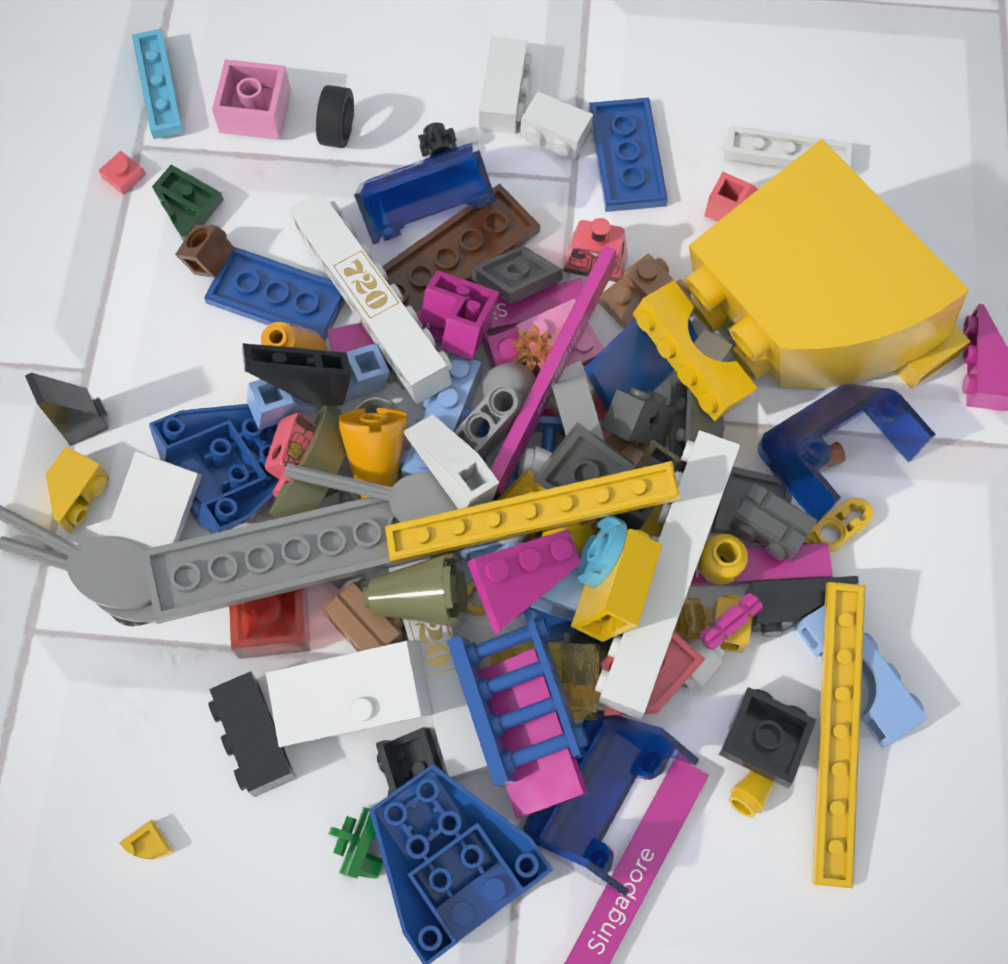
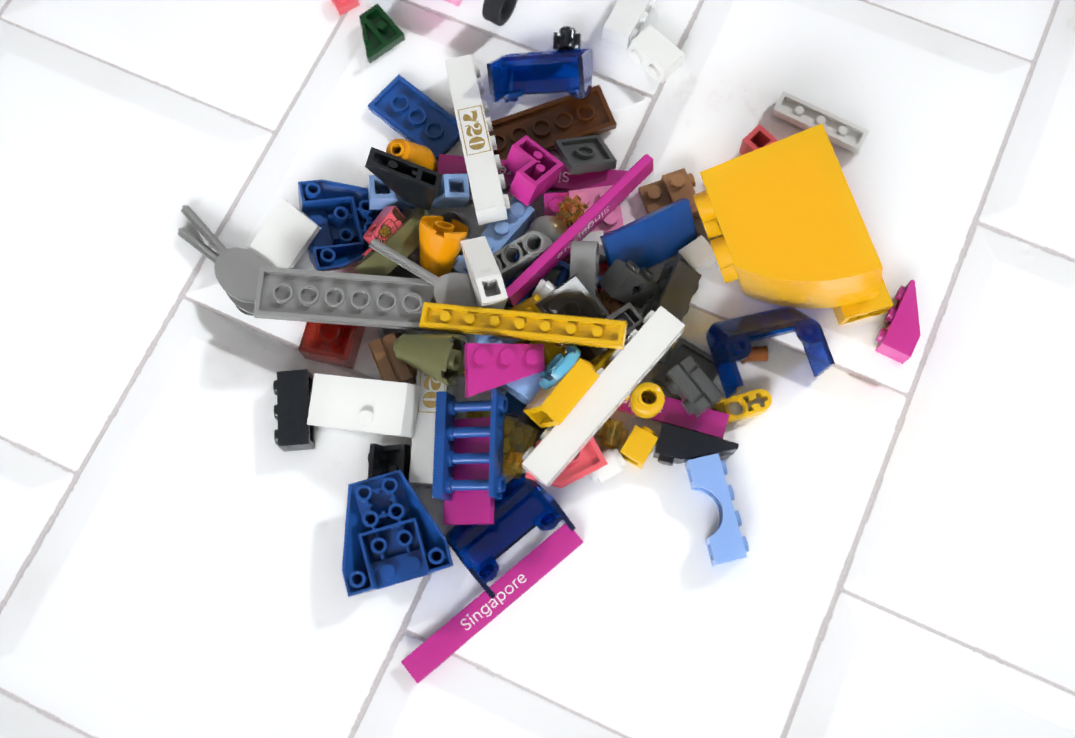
camera: 25 degrees right, 5 degrees up
(68, 407) = (250, 154): black slope -> none
(72, 486) = (237, 209): yellow slope -> none
(147, 842) = (208, 456): yellow tile -> none
(205, 250) = (379, 72): reddish brown brick -> none
(357, 860) = (333, 515): green hips -> none
(587, 244) = (655, 147): coral torso -> none
(627, 155) = (701, 90): blue tile -> none
(714, 383) = (689, 277): yellow arch -> none
(731, 621) = (635, 444): dark pink axle -> none
(750, 794) = (609, 562): yellow cone -> none
(767, 736) = (631, 530): black plate -> none
(839, 736) = (682, 545): yellow tile -> none

